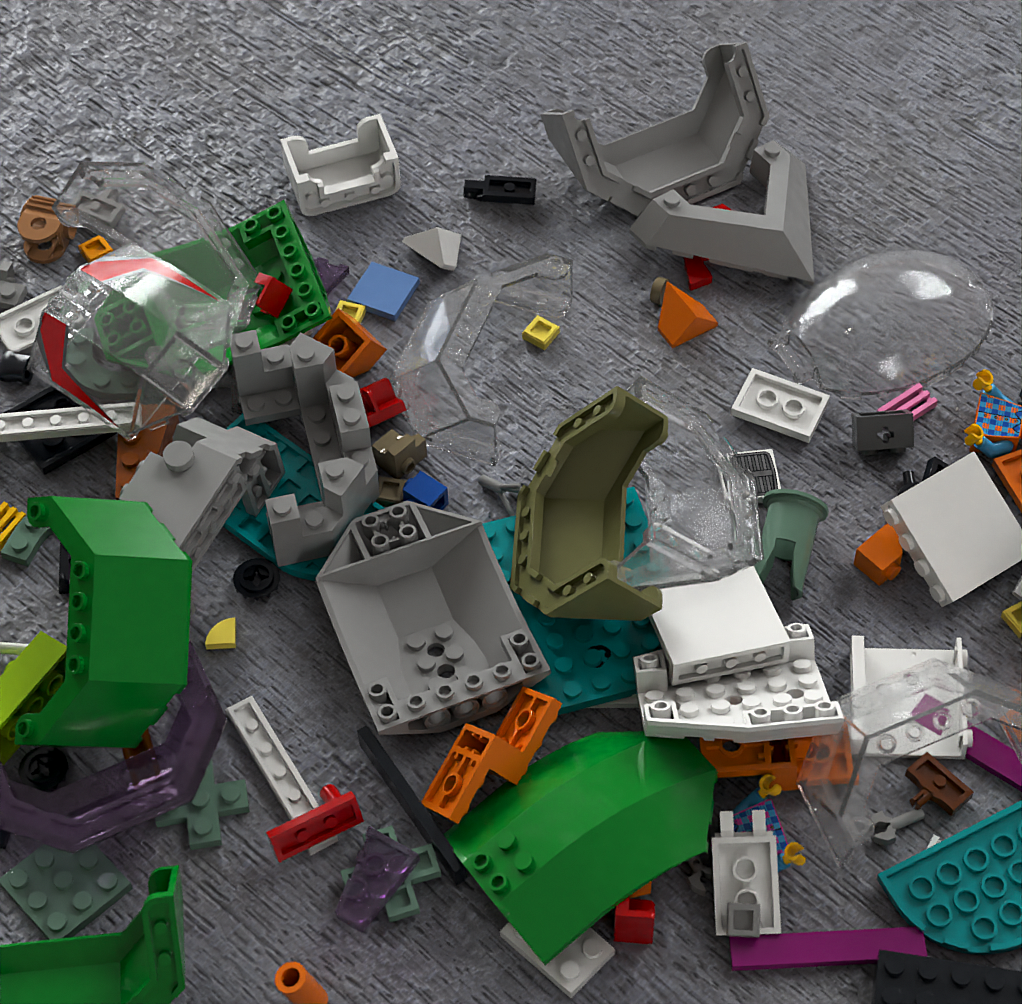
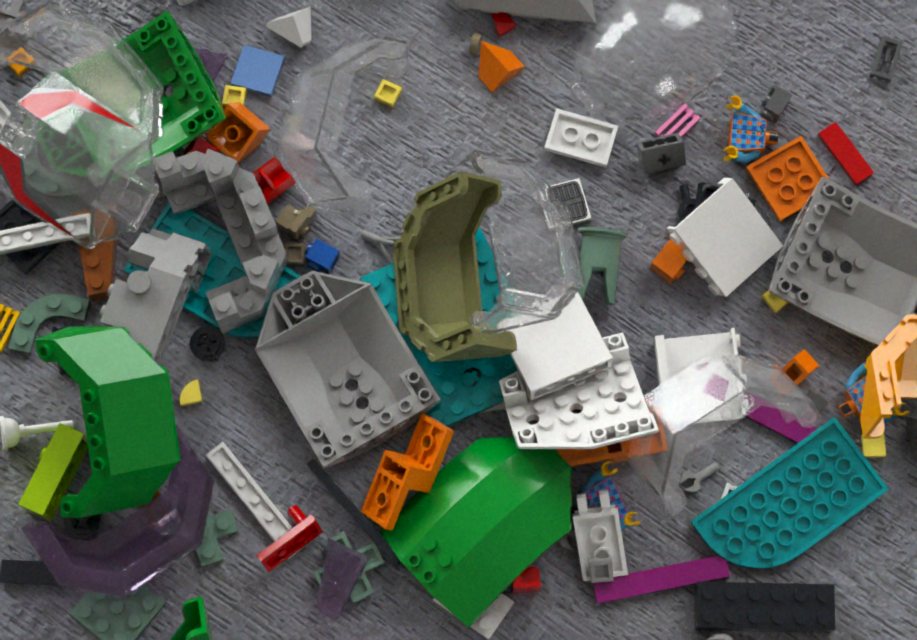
camera: 10 degrees left, 20 degrees up
(272, 296) = (176, 99): red panel -> none
(937, 785) = (728, 445): reddish brown plate -> none

